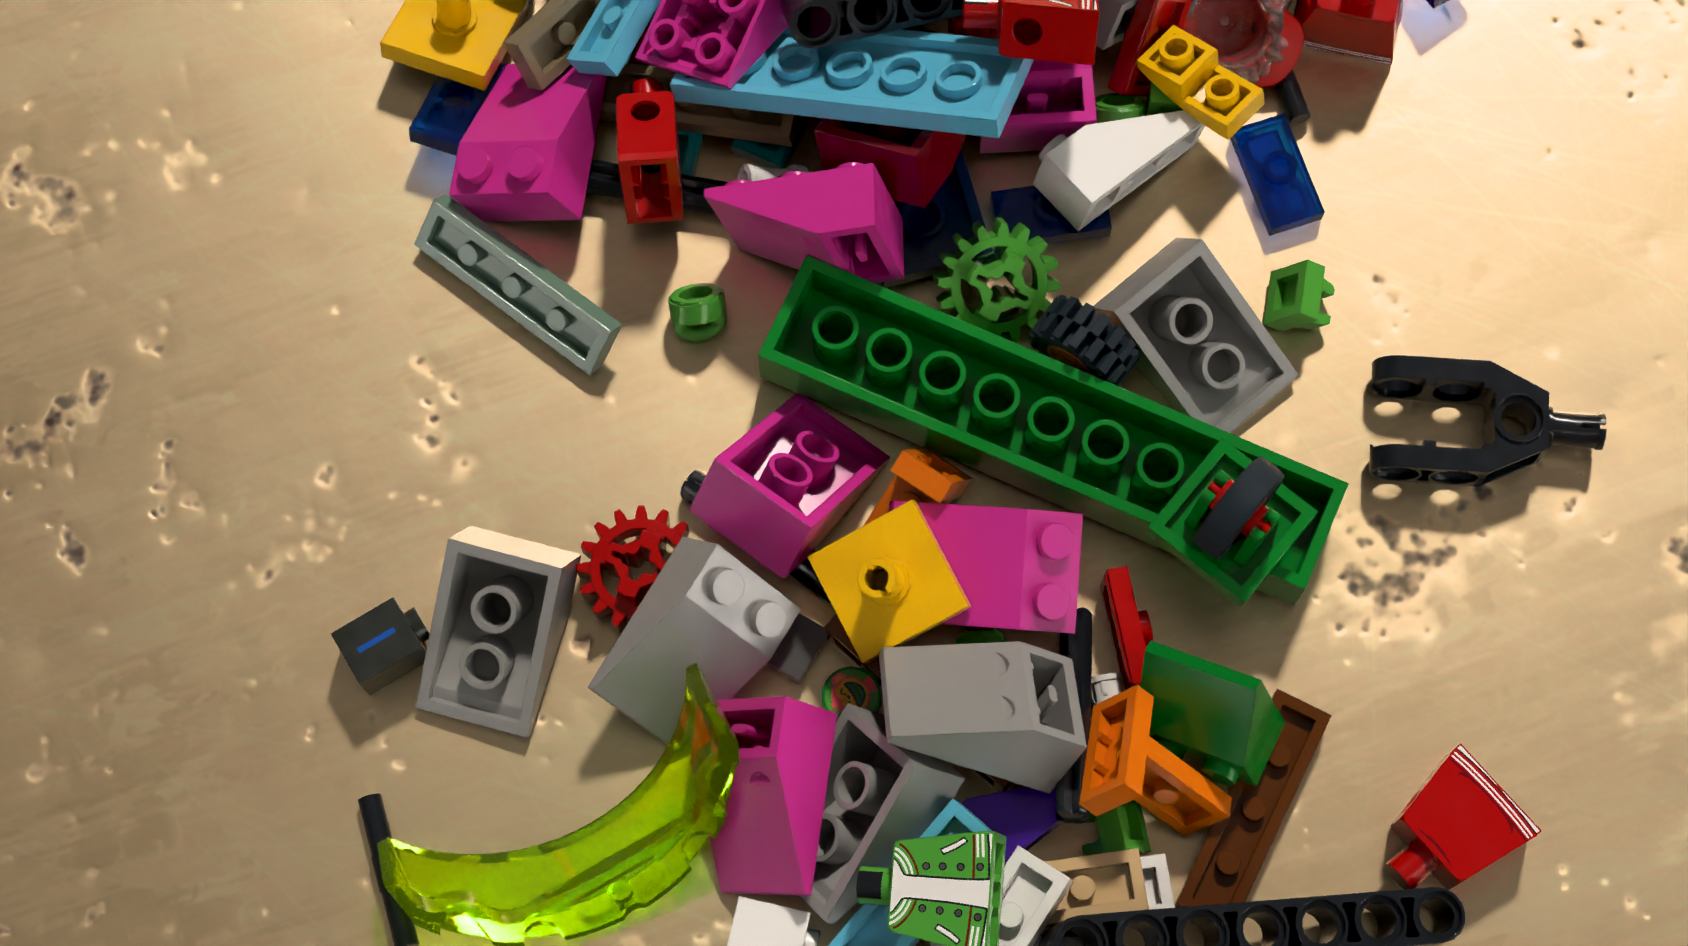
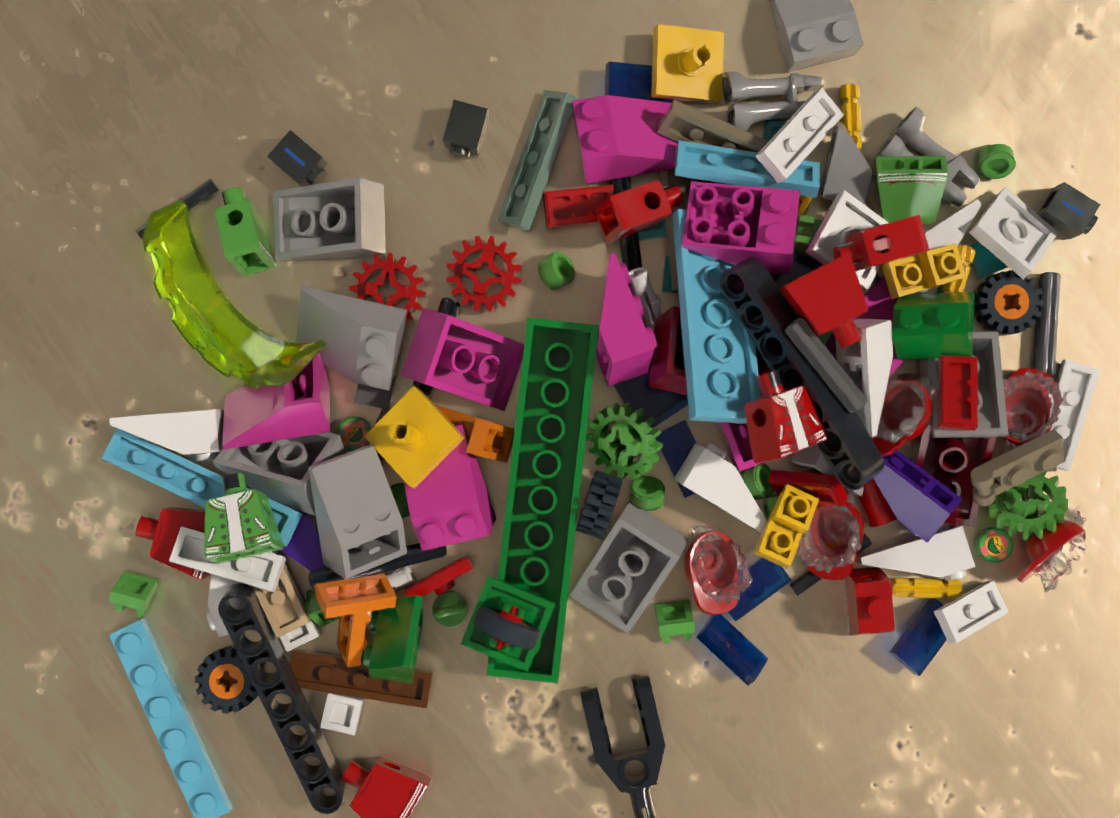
camera: 75 degrees right, 15 degrees up
(430, 373) = (465, 129): none -> pearl dark grey brick
(469, 763) = (243, 234): none -> bright green torso
(608, 249) = (574, 205): none -> red plate
(655, 436) = (488, 252): none -> red gear
(1087, 276) = (647, 493): none -> bright green tile
(1182, 629) = (450, 608): none -> bright green tile
(1237, 207) = (715, 570): none -> clear hair
(1302, 857) = (342, 713): none -> white plate
(1364, 226) = (732, 648): none -> clear blue plate

